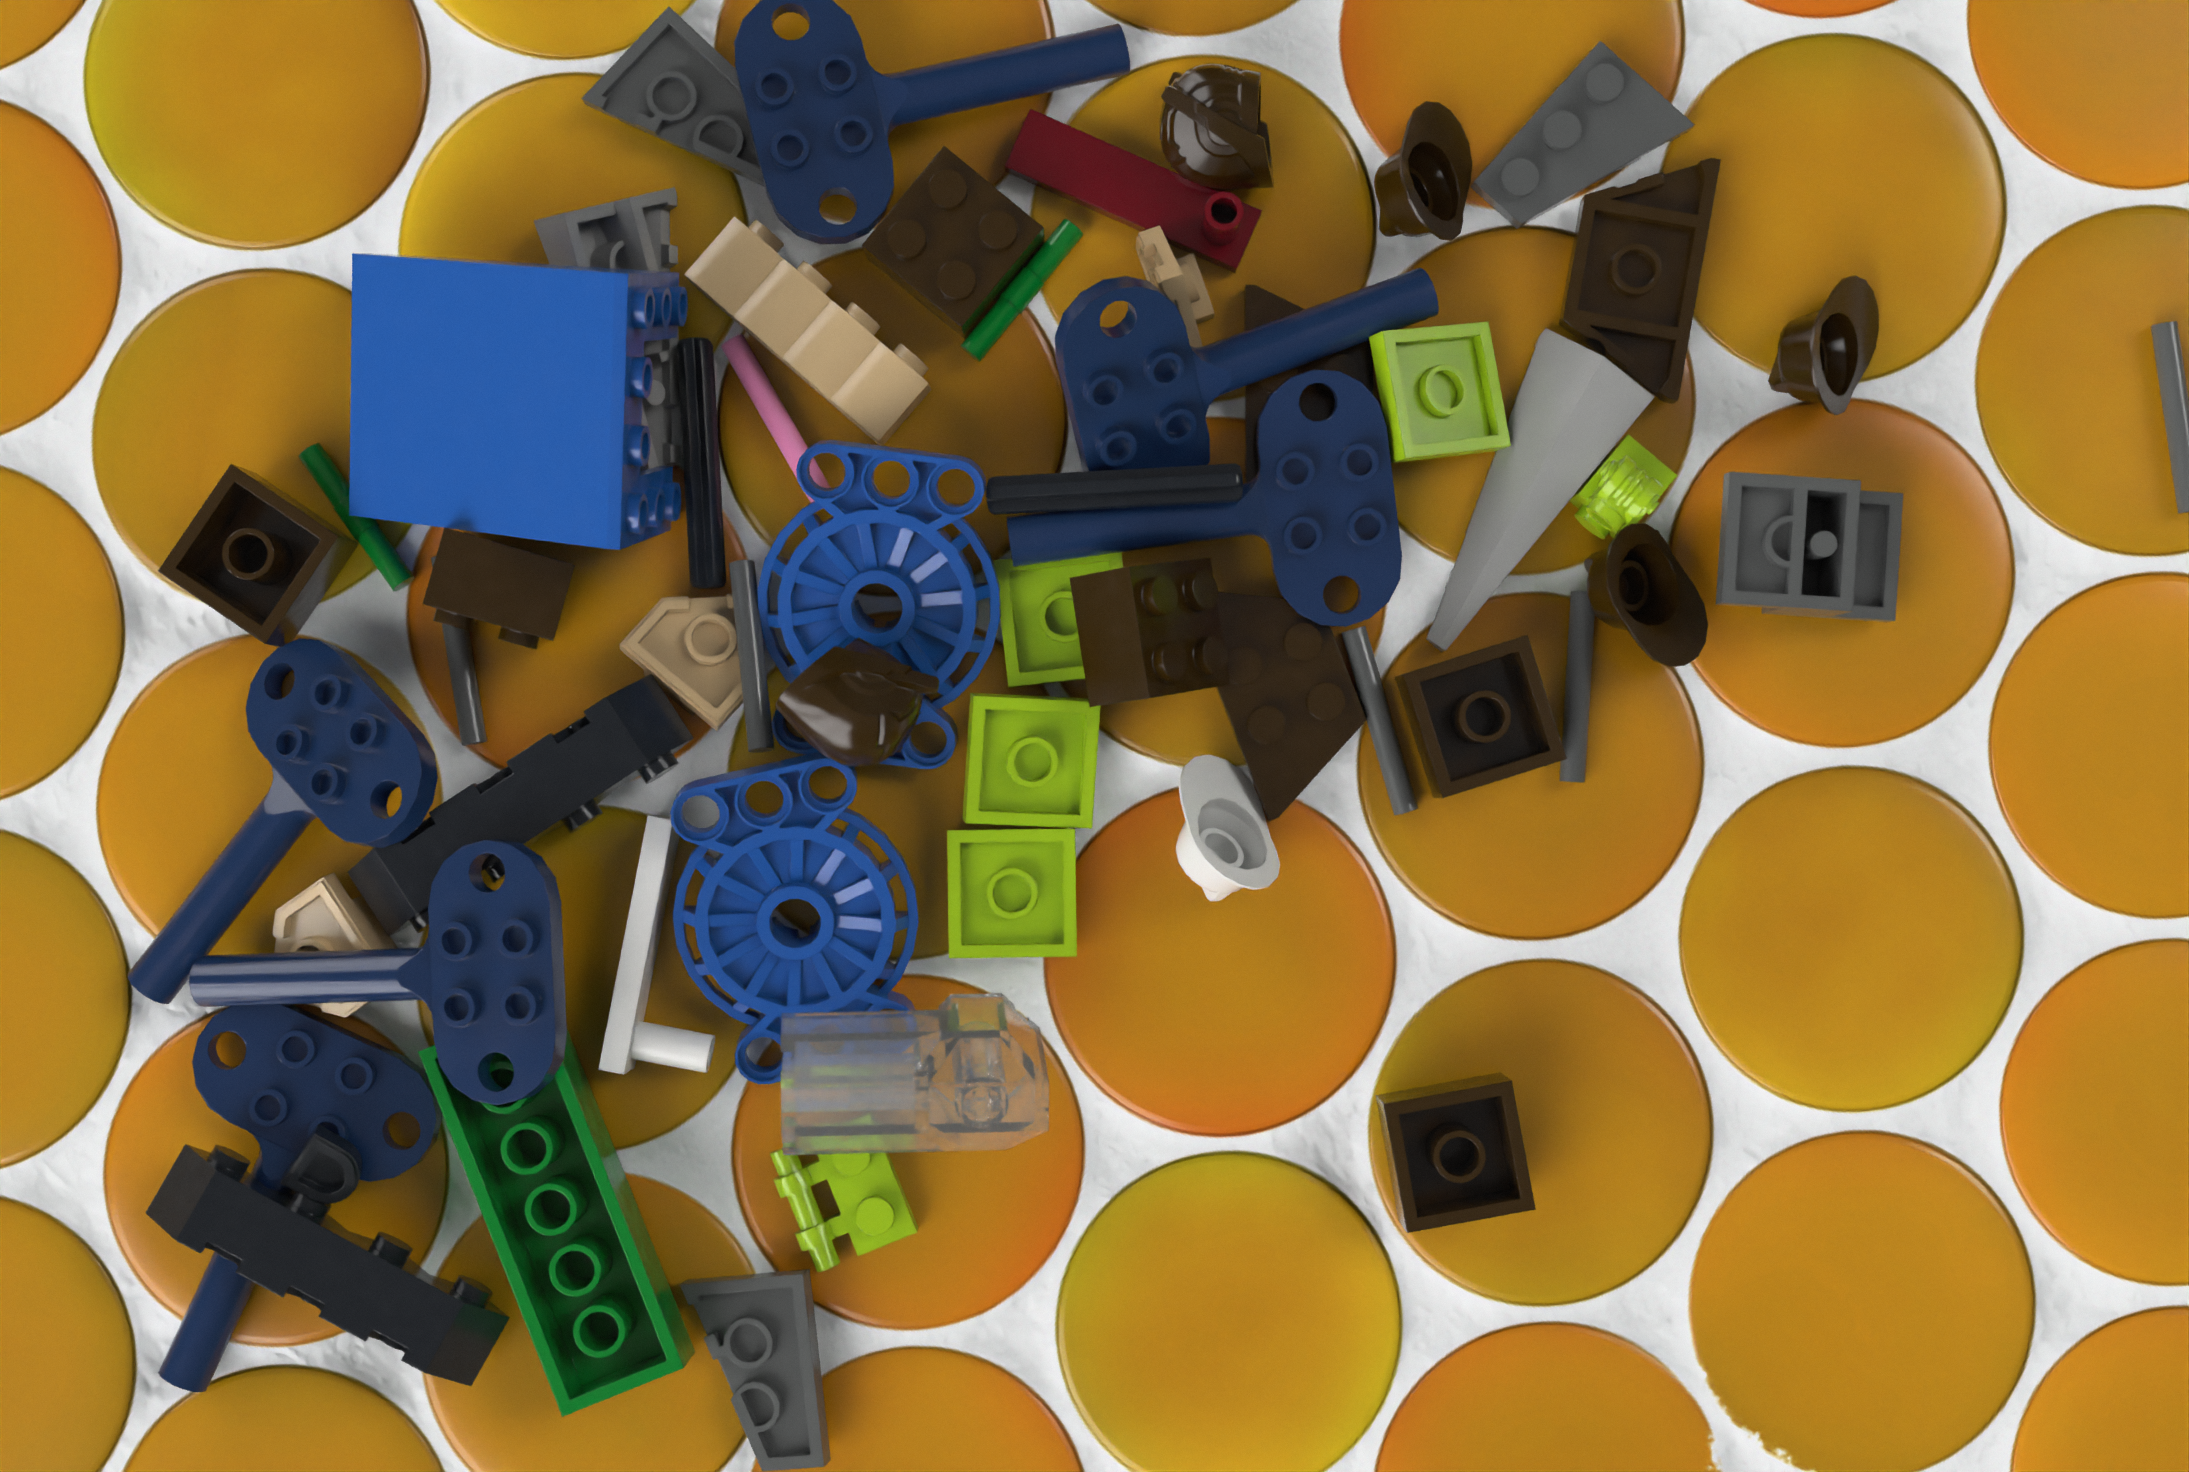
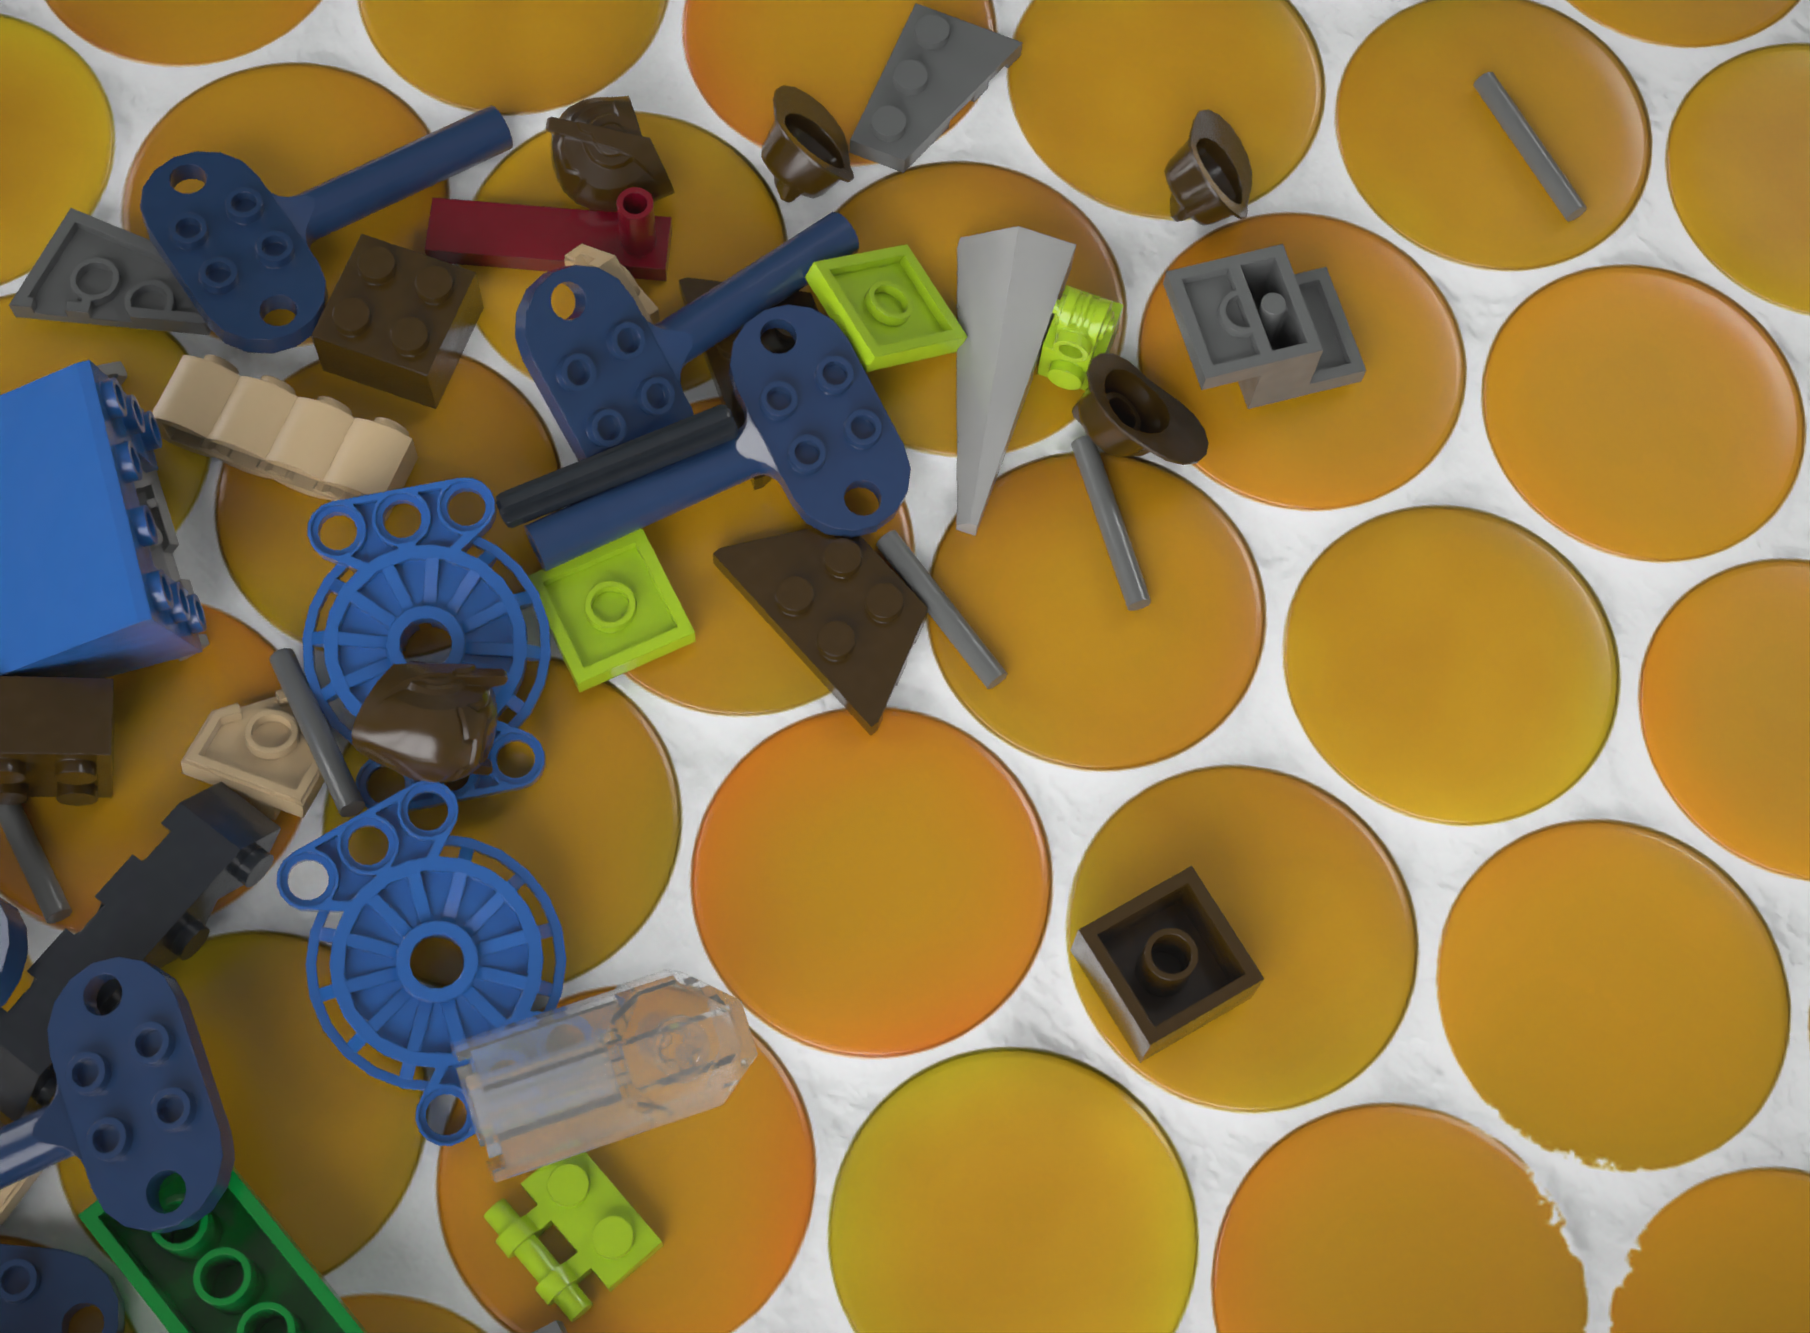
camera: 25 degrees left, 20 degrees down
(626, 1034) = (296, 1140): white piece -> none
(701, 463) = (216, 587): black axle -> none
(770, 406) = (269, 520): bright pink bar -> none
(1012, 893) = (646, 875): lime plate -> none
(1022, 290) = (474, 349): green piece -> none
(1030, 761) = (622, 742): lime plate -> none
(1149, 631) = (694, 578): dark brown brick -> none
(1225, 830) = (829, 749): white piece -> none
(1480, 717) = (1030, 563): dark brown brick -> none
(1640, 273) = (1023, 163): dark brown wing -> none

